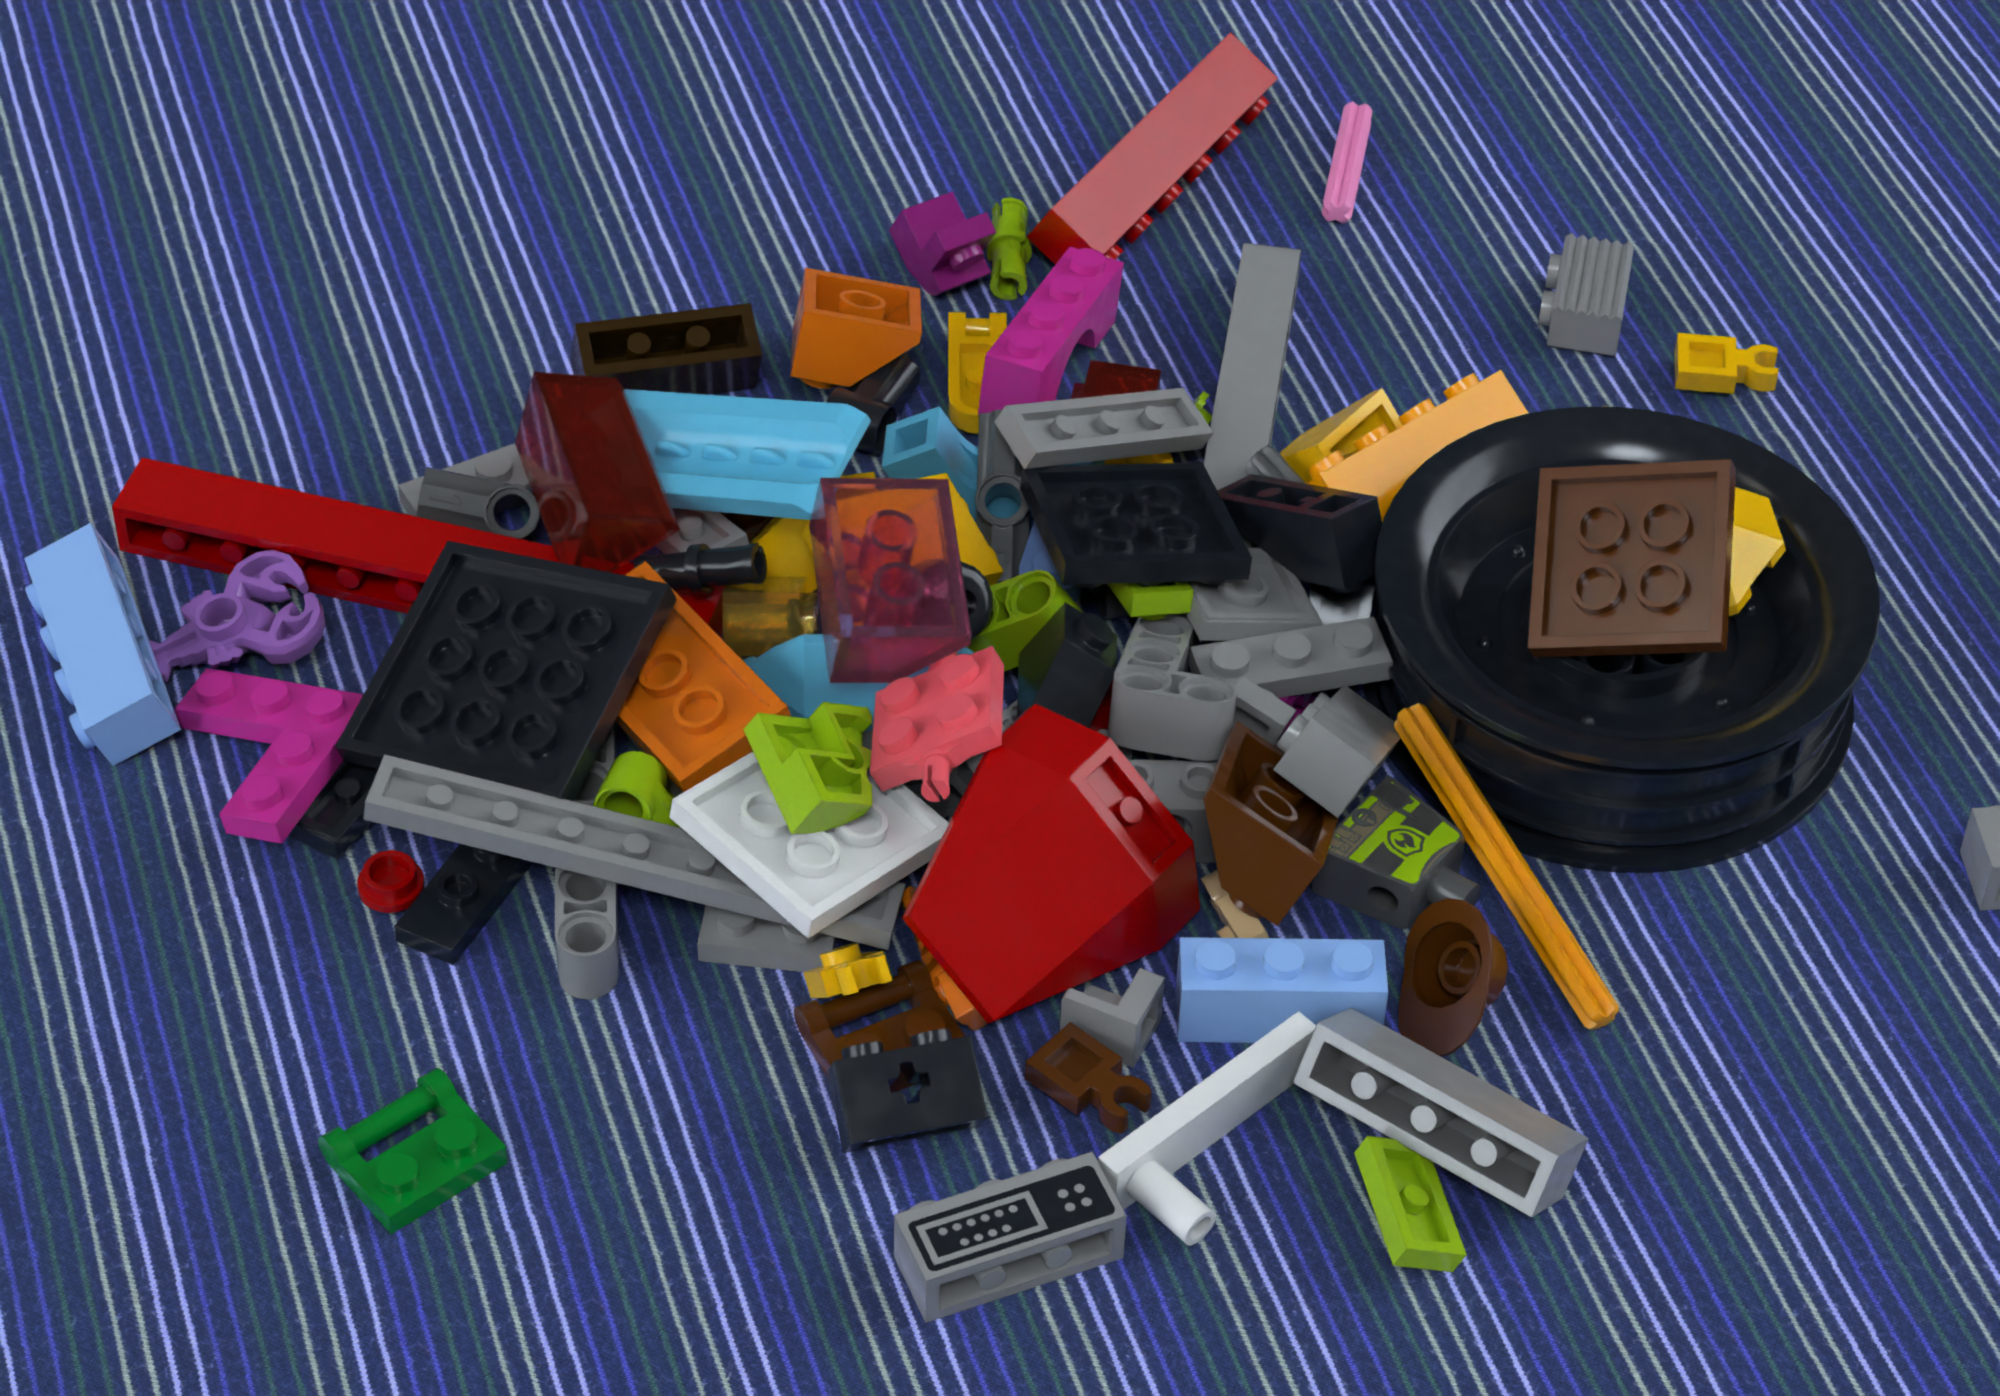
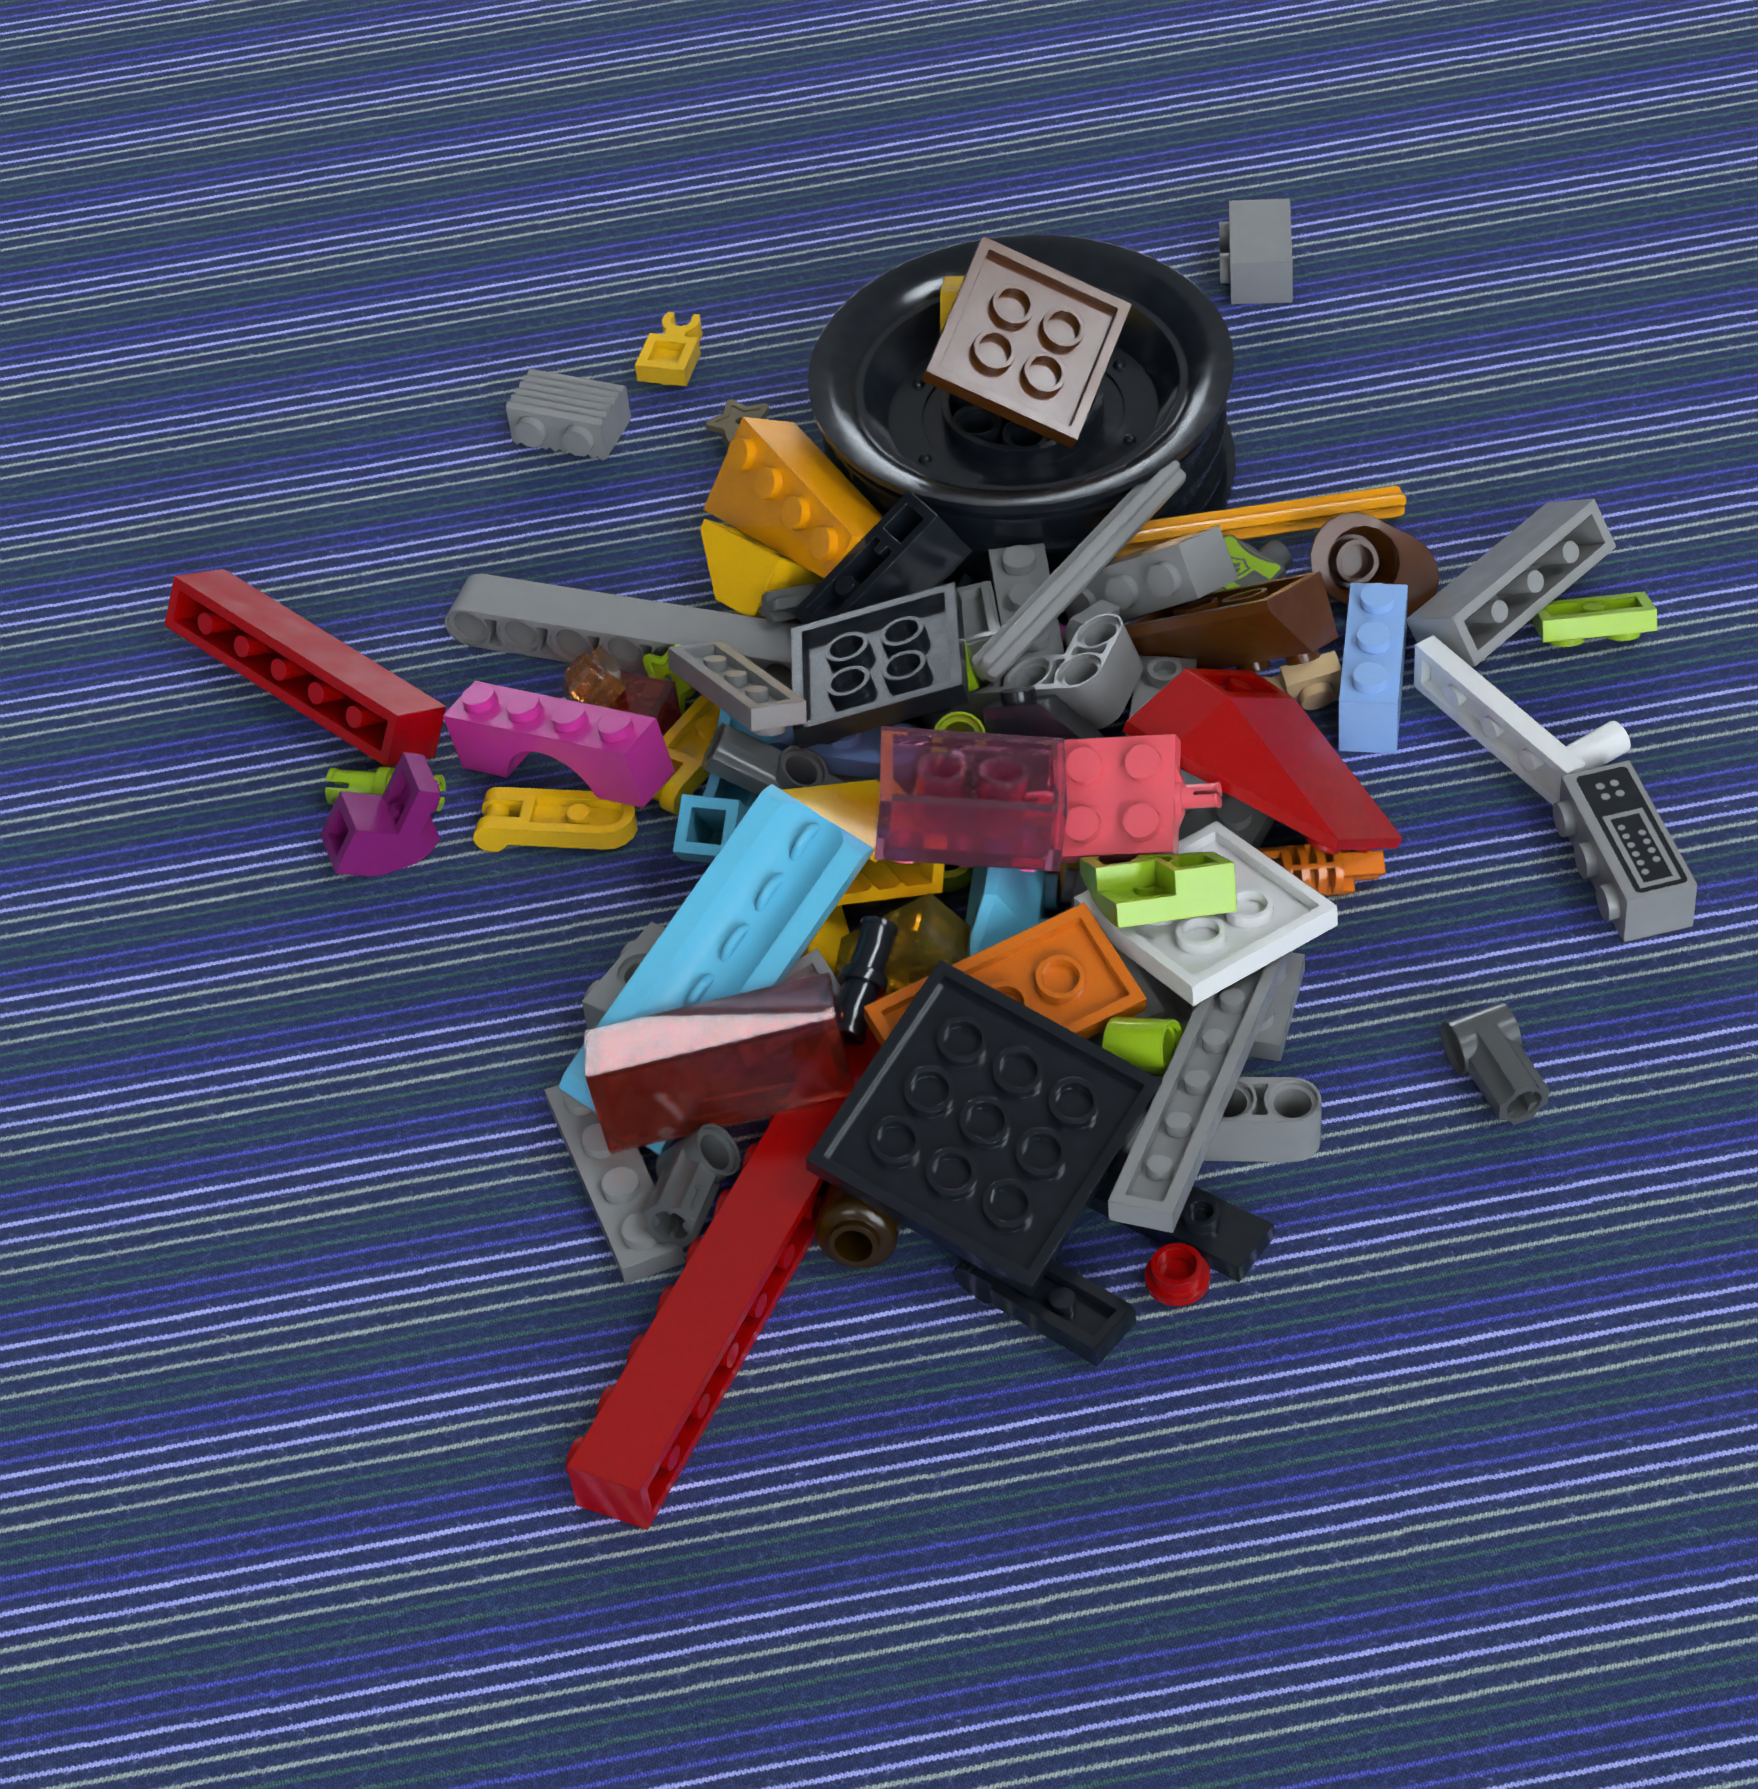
camera: 75 degrees left, 0 degrees up
(100, 646) = (829, 1510): light blue brick -> none
(235, 623) = (810, 1397): medium lavender animal -> none
(297, 722) = (998, 1318): dark pink plate -> none
(424, 1166) = (1522, 1249): green plate -> none
(673, 351) = (503, 1034): dark brown brick -> none
(696, 1115) = (1491, 1050): none -> dark grey piece
(847, 971) = (1338, 947): yellow plate -> none
(851, 327) = (506, 885): orange slope -> none
(874, 1117) = (1482, 898): black brick -> none
(881, 398) = (598, 900): black piece -> none
(910, 984) = (1405, 924): reddish brown plate -> none
(1084, 1072) = (1449, 802): reddish brown plate -> none
(1118, 1021) = (1390, 767): light grey panel -> none
(1124, 347) = (594, 679): none -> clear orange plate
(1313, 670) = (1075, 573): none -> light grey axle
(1347, 162) = (329, 553): bright pink axle -> none

